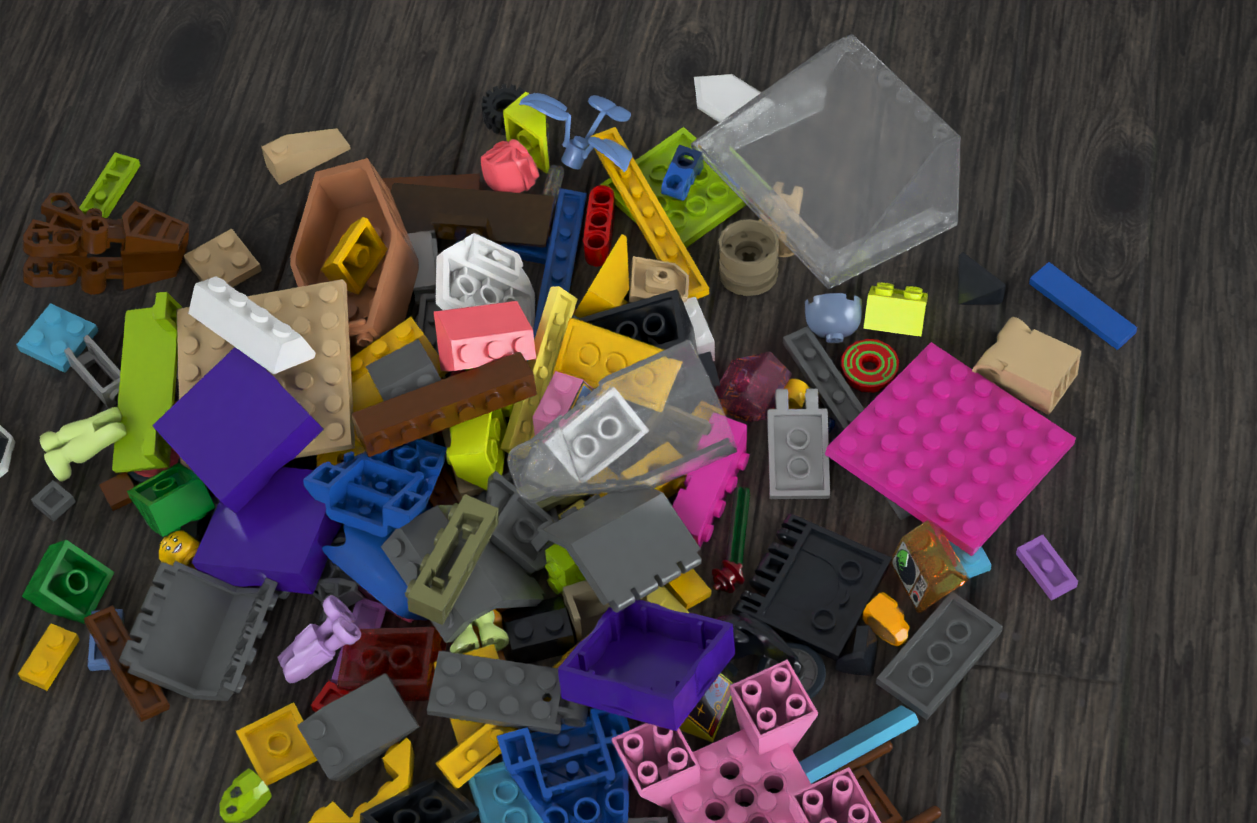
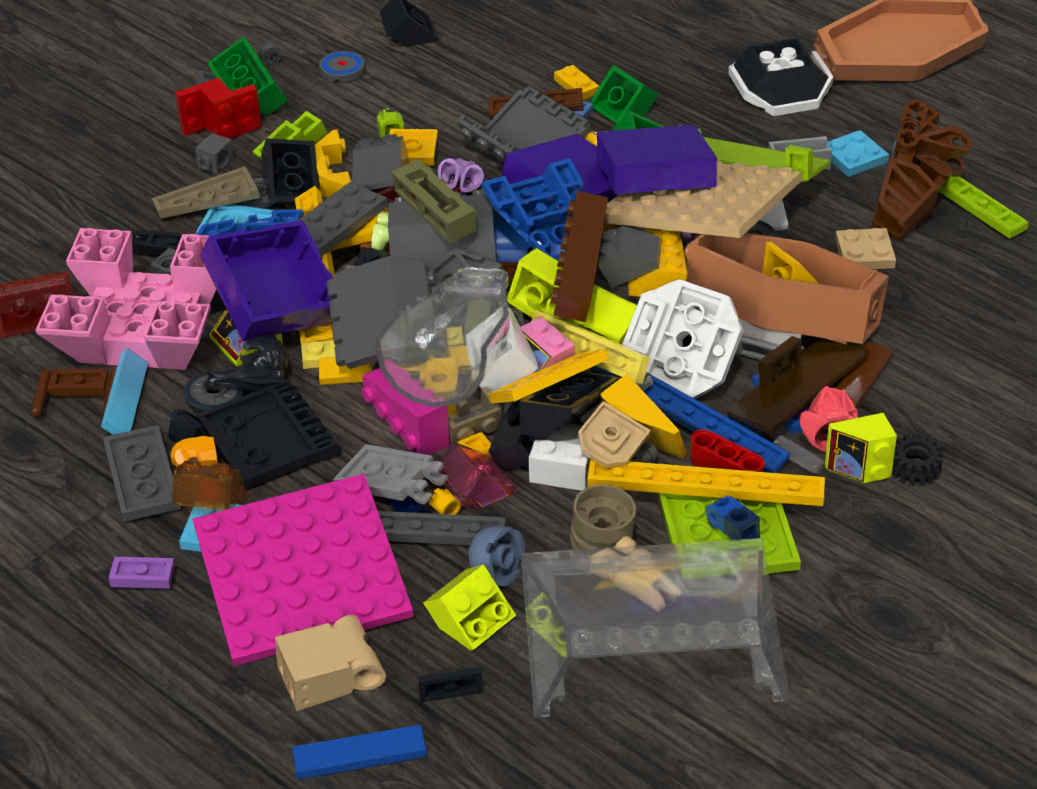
camera: 120 degrees right, 15 degrees down
(53, 500) = (700, 111): dark grey plate -> none
(81, 441) = (733, 125): yellowish green piece -> none
(248, 326) = (726, 164): white slope -> none
(301, 152) = (953, 321): tan slope -> none
(482, 335) = (623, 293): coral slope -> none
(579, 148) = (786, 470): medium blue plant -> none
(722, 95) = (820, 623): white tile -> none
(727, 576) = (320, 389): dark red wheel -> none
(738, 525) = (358, 419): dark green axle -> none
(869, 351) = (431, 556): red tile -> none

